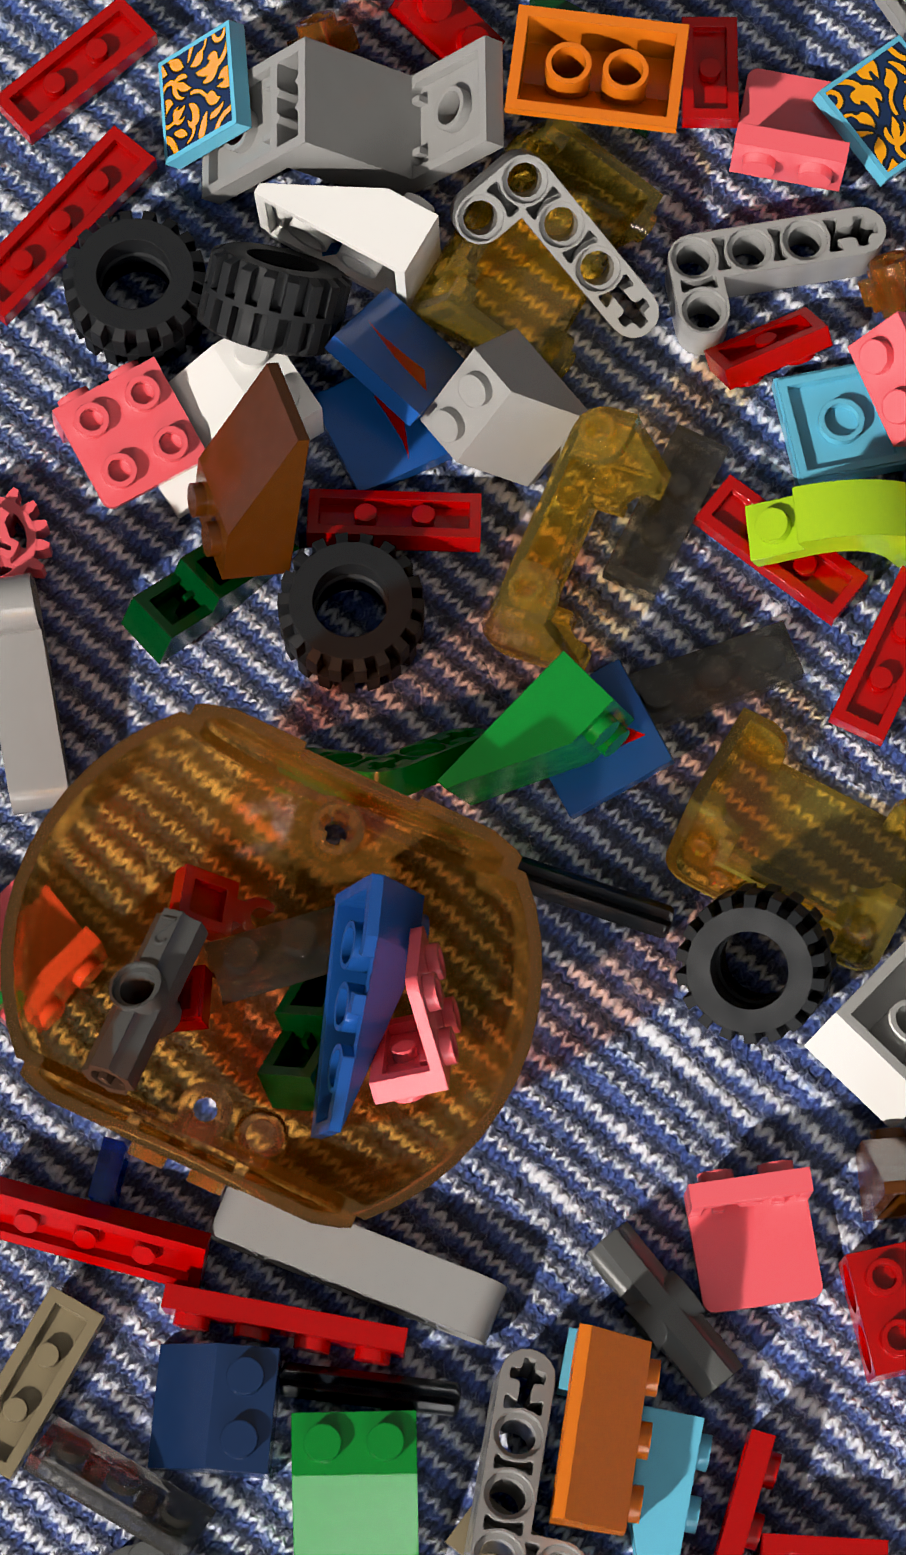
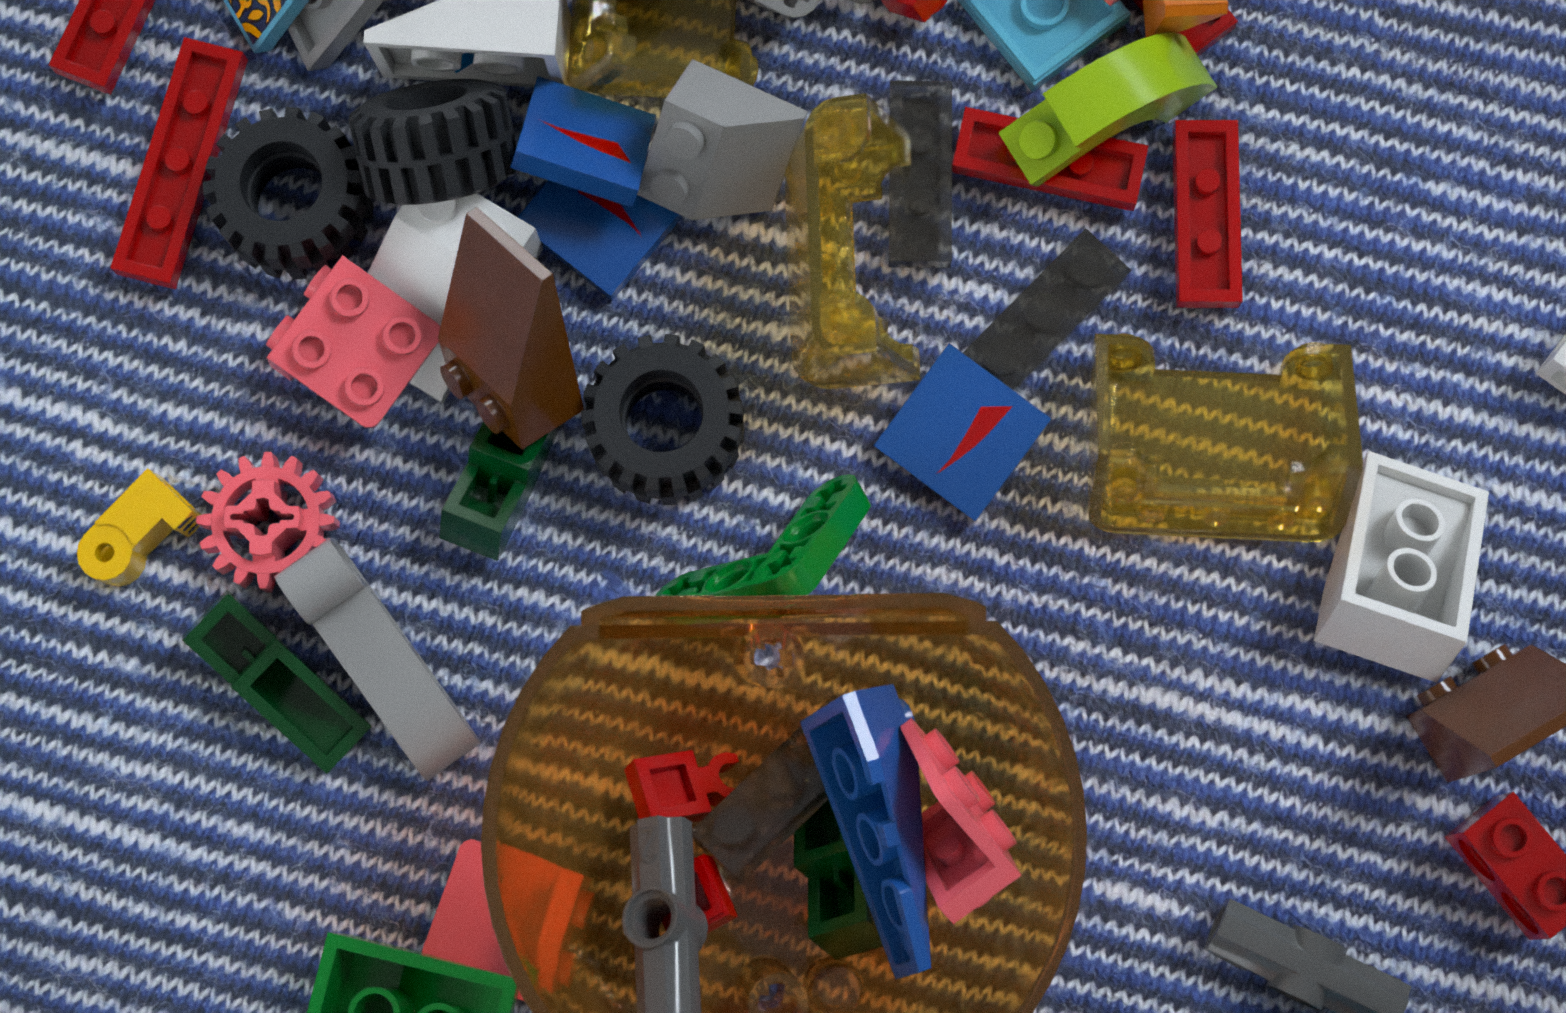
camera: 20 degrees left, 5 degrees up
(400, 517) = (660, 304): red plate -> none
(547, 730) = (922, 447): green slope -> none
(597, 898) = (1042, 588): black axle -> none
(728, 1002) = (1243, 632): black tyre -> none
(753, 1237) = (1358, 855): coral bracket -> none

